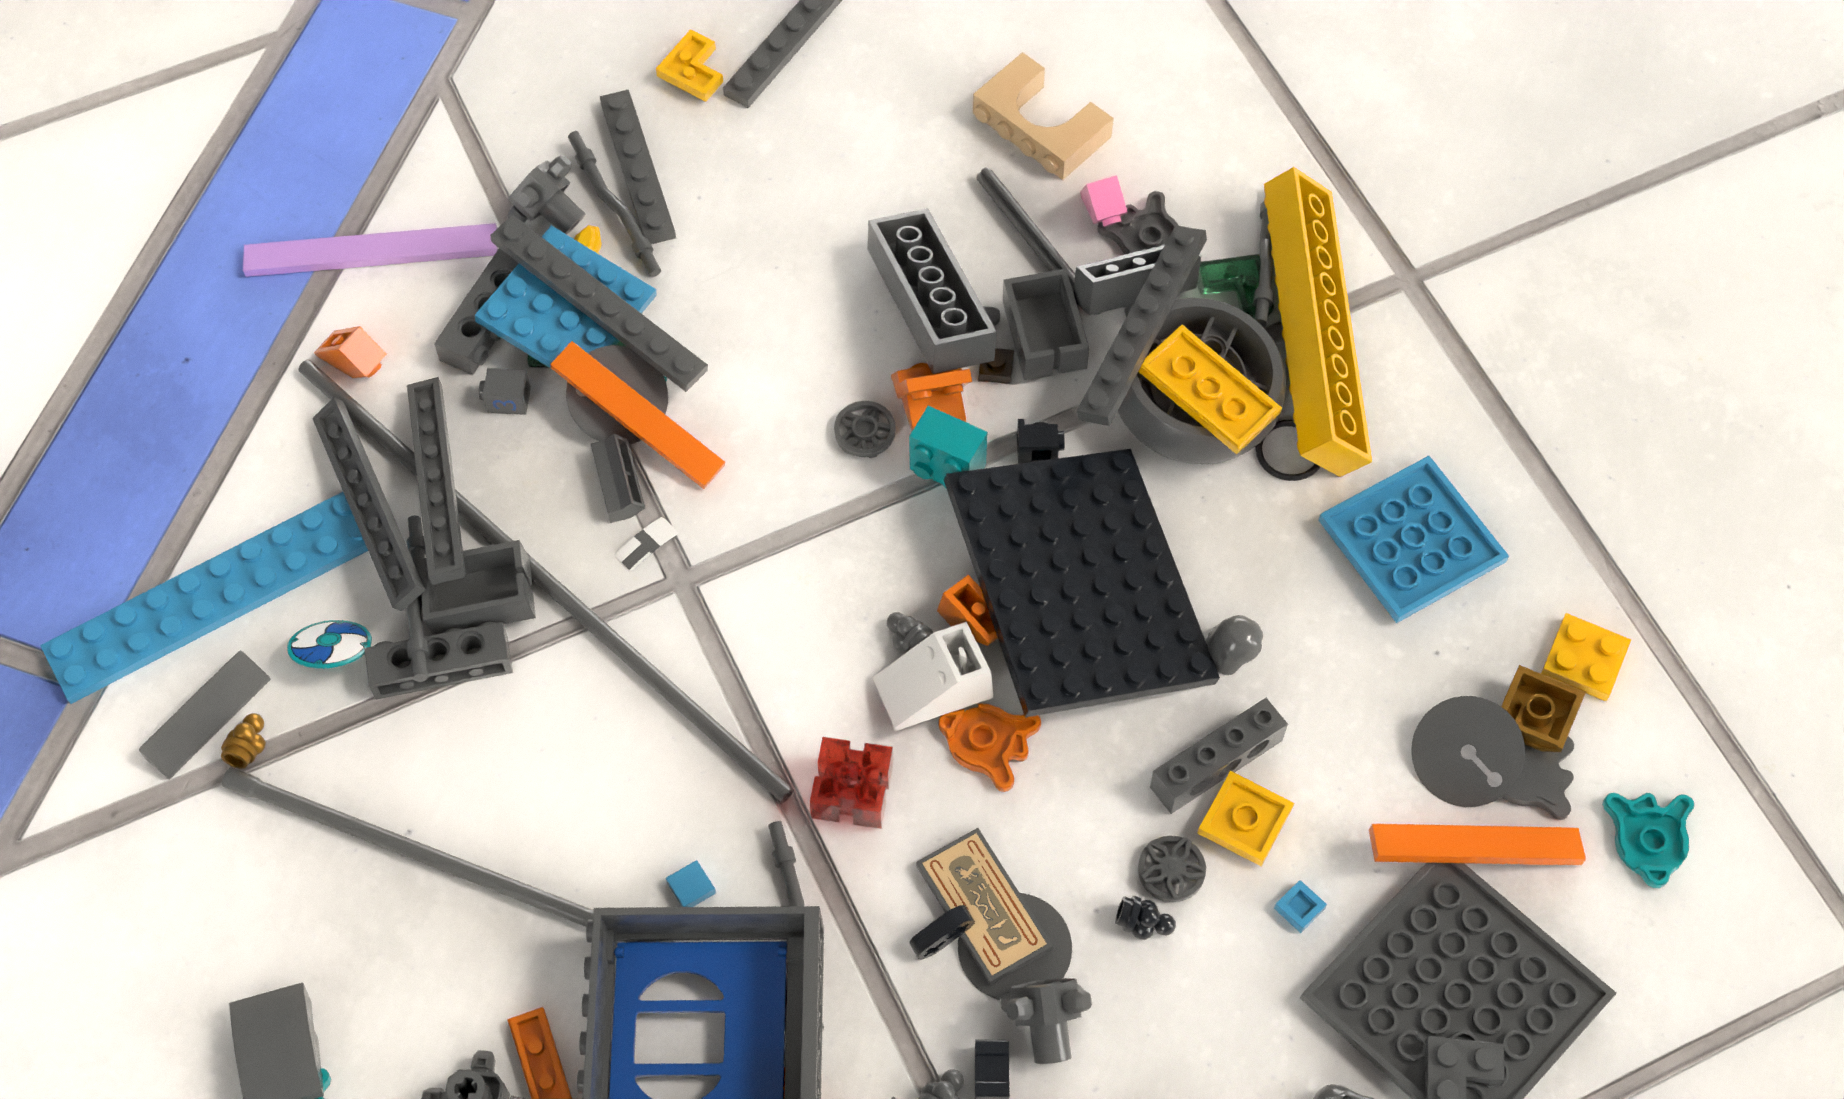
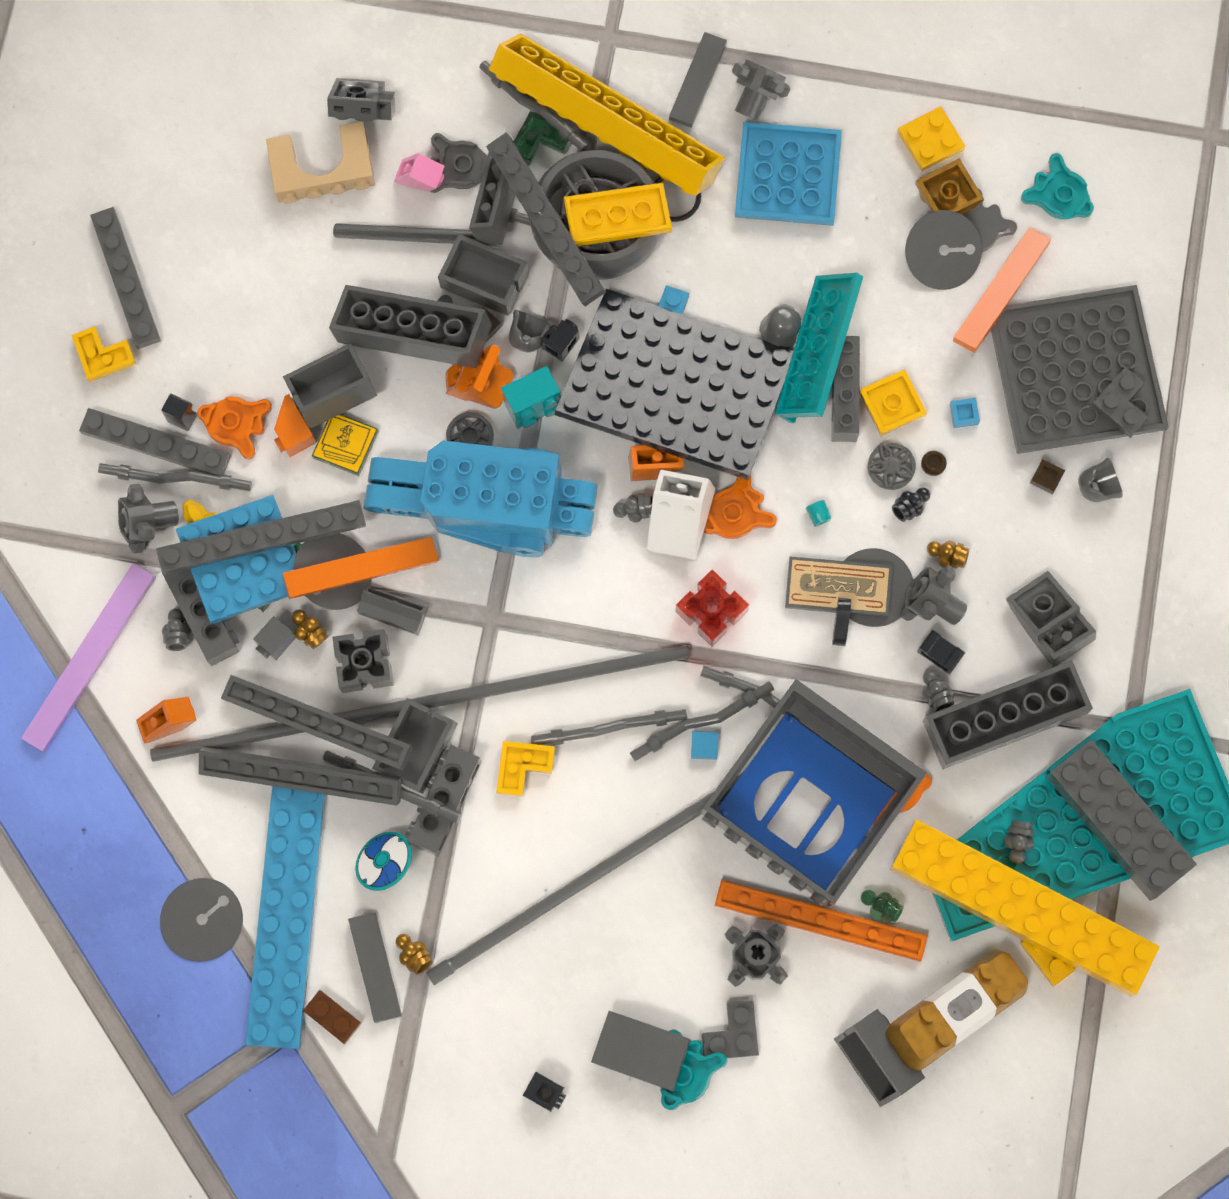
camera: 50 degrees left, 15 degrees up
(124, 710) = (332, 1017): none -> reddish brown plate
(157, 522) = (201, 919): none -> dark grey piece
(159, 968) = (534, 1090): none -> black brick
(445, 303) = (176, 632): none -> dark grey piece
(535, 703) = (519, 758): none -> yellow plate
(537, 482) = (350, 651): none -> dark grey brick
(538, 418) = (308, 629): none -> pearl gold piece
(645, 543) = (450, 622): white sticker -> none
(656, 831) = (748, 699): none -> dark grey bar
(681, 160) = (179, 412): none -> black piece
(686, 814) = (659, 718): none -> dark grey bar
(713, 218) = (234, 422): none -> orange tile
(743, 266) = (291, 429): none -> orange slope
(766, 324) = (345, 444): none -> yellow tile
(808, 481) = (485, 495): none -> dark azure piece
(810, 265) = (330, 386): none -> dark grey piece
(1022, 397) = (528, 325): none -> dark grey hair
(1053, 825) = (818, 513): none -> teal hose
(1118, 1001) = (949, 553): none -> pearl gold piece
(1133, 103) = (360, 100): none -> dark grey piece
(1175, 522) = (674, 299): none -> dark azure plate
(1212, 912) = (933, 463): none -> dark brown plate
(1239, 689) = (818, 346): none -> teal bracket
(1300, 1050) = (1047, 476): none -> dark brown plate
(1437, 386) = (697, 79): none -> dark grey tile
(1481, 439) = (759, 85): none -> dark grey piece

